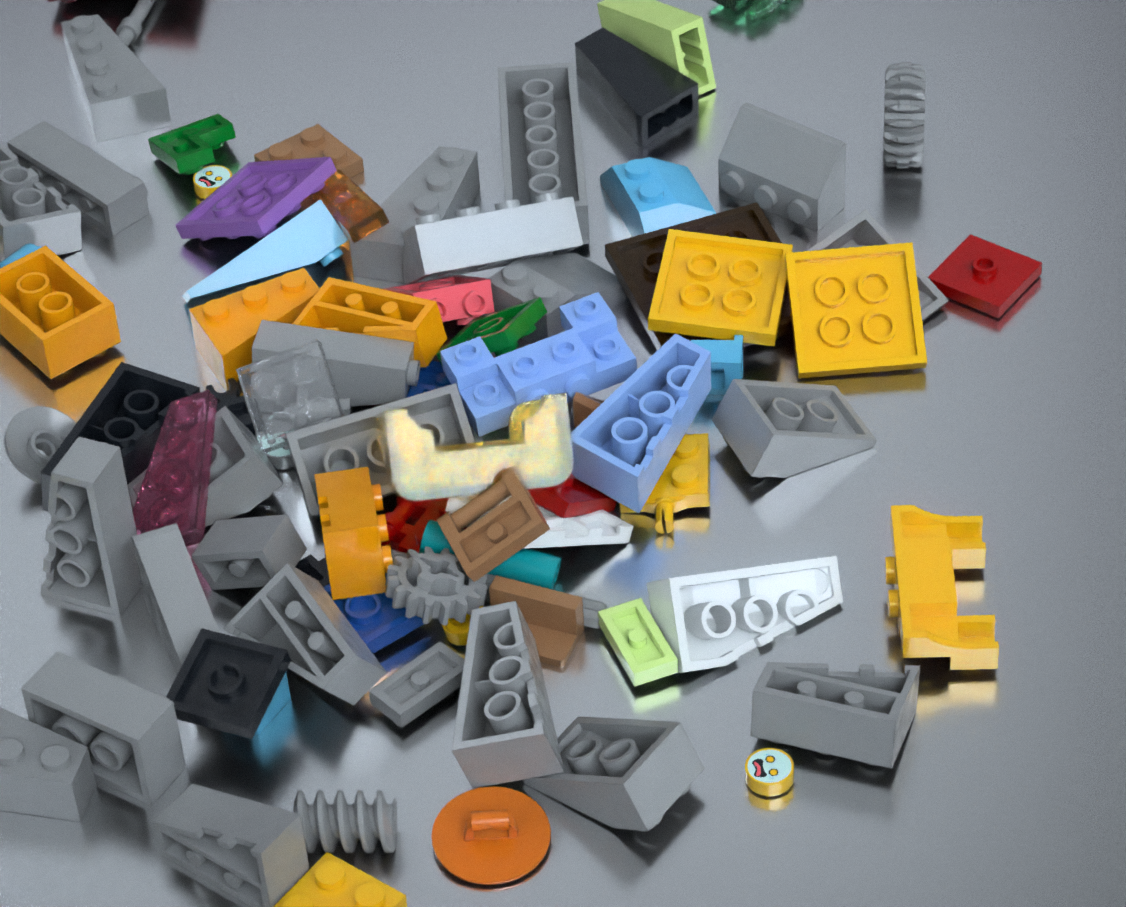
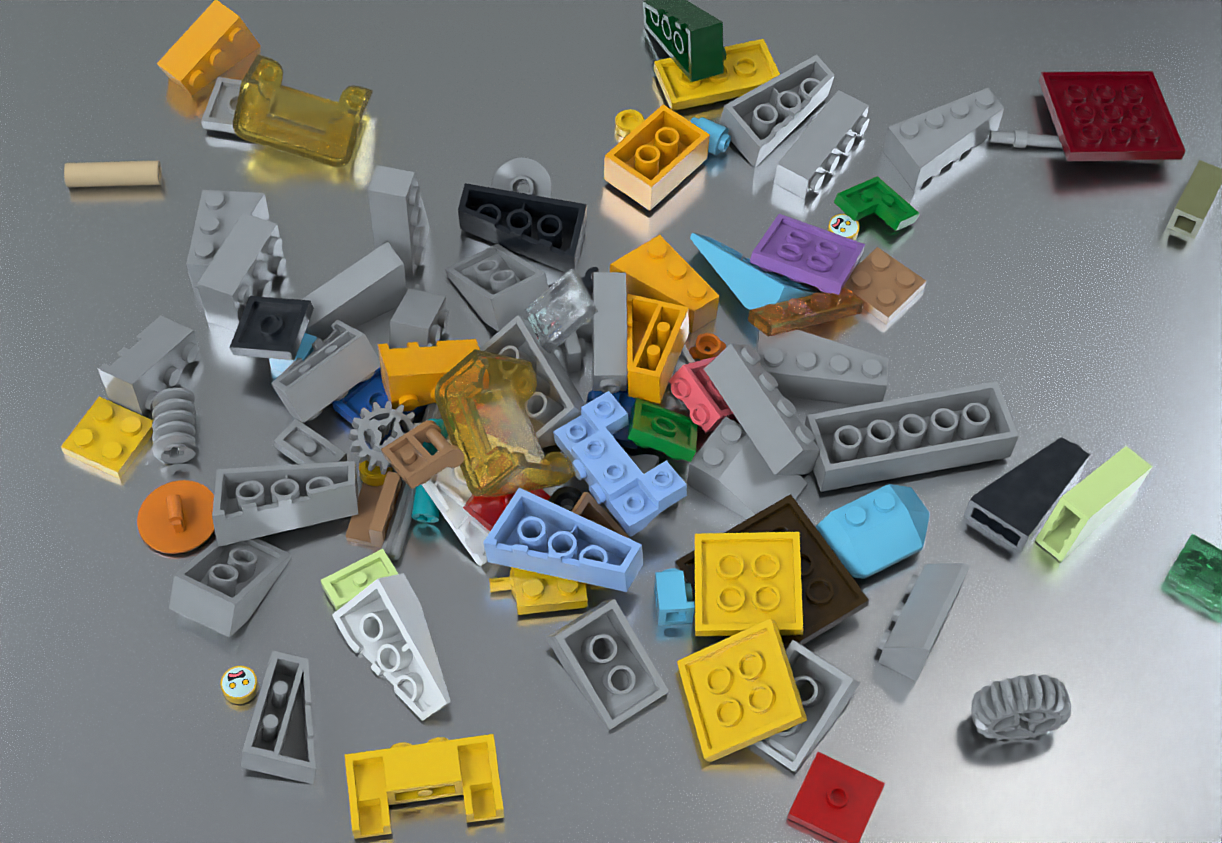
camera: 75 degrees right, 15 degrees up
(179, 470) = (478, 265): clear pink wing -> none

